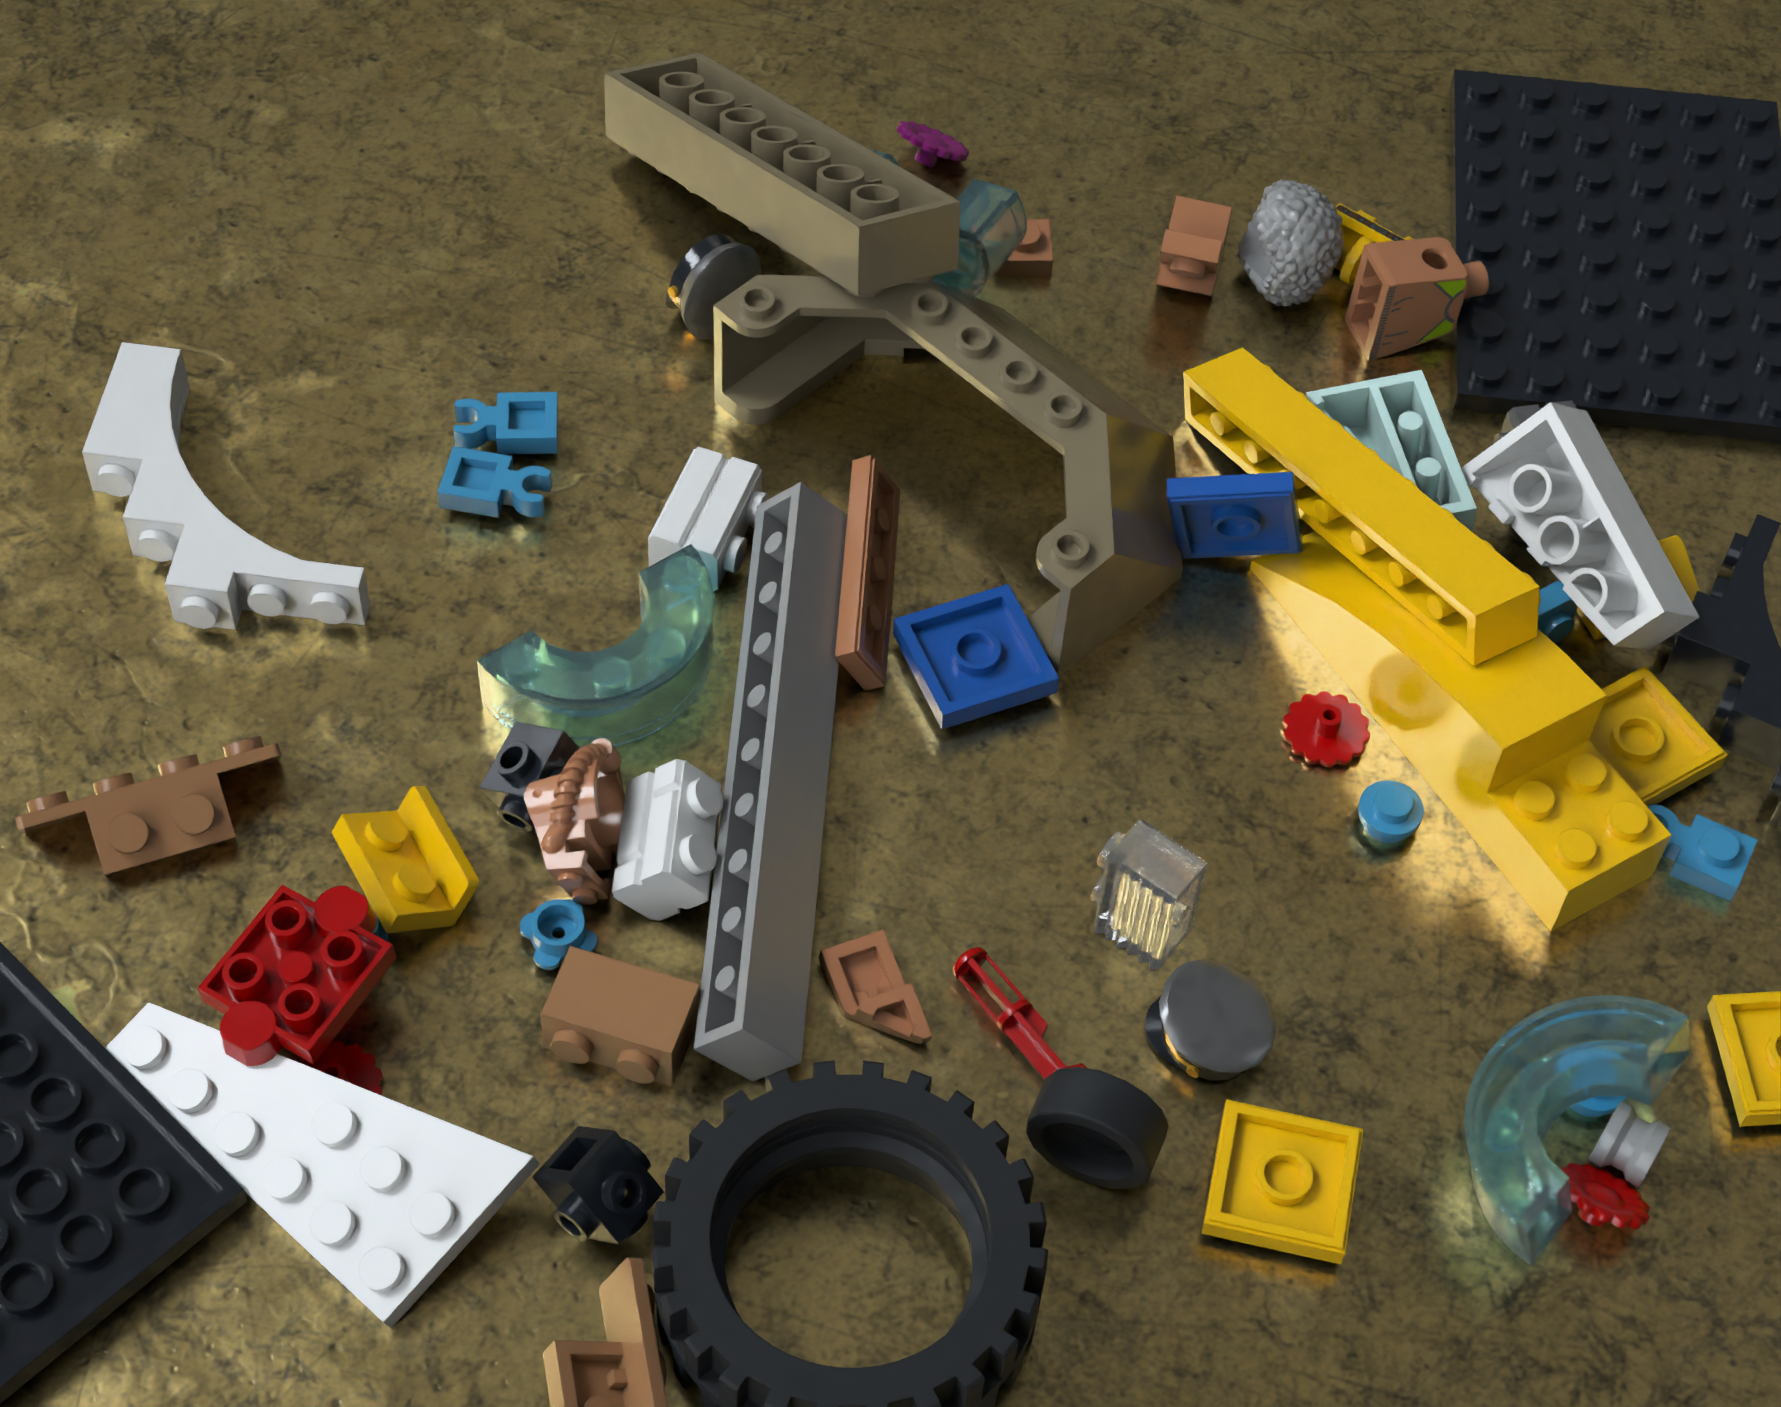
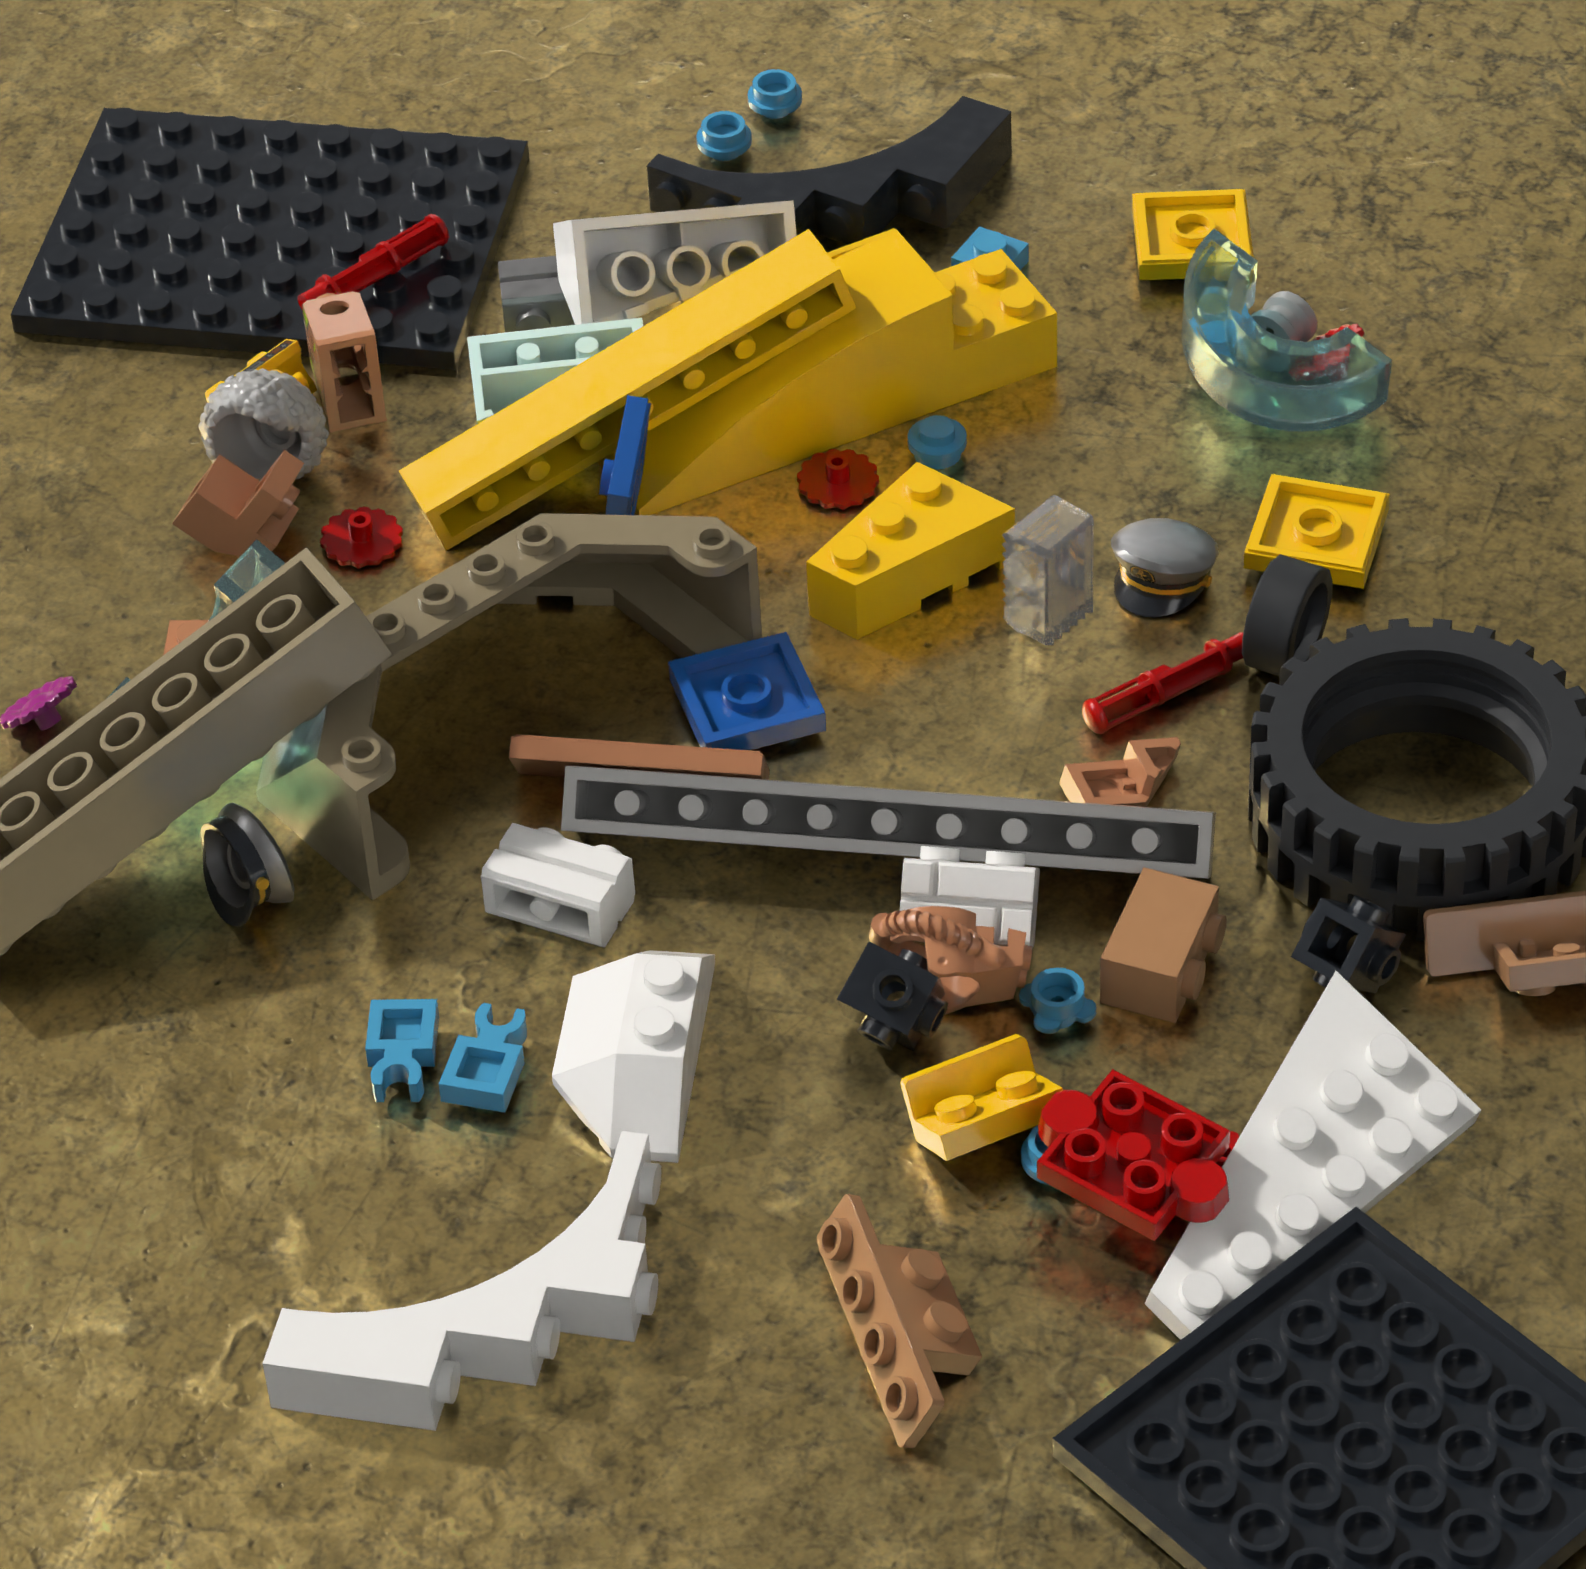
camera: 80 degrees left, 10 degrees down
(501, 583) = (635, 1046): none -> white wedge
(620, 689) = (749, 913): clear light blue brick -> none
(1186, 346) = (361, 537): none -> red piece
(1191, 774) = (903, 548): none -> yellow wedge
(1557, 311) = (383, 259): none -> red piece

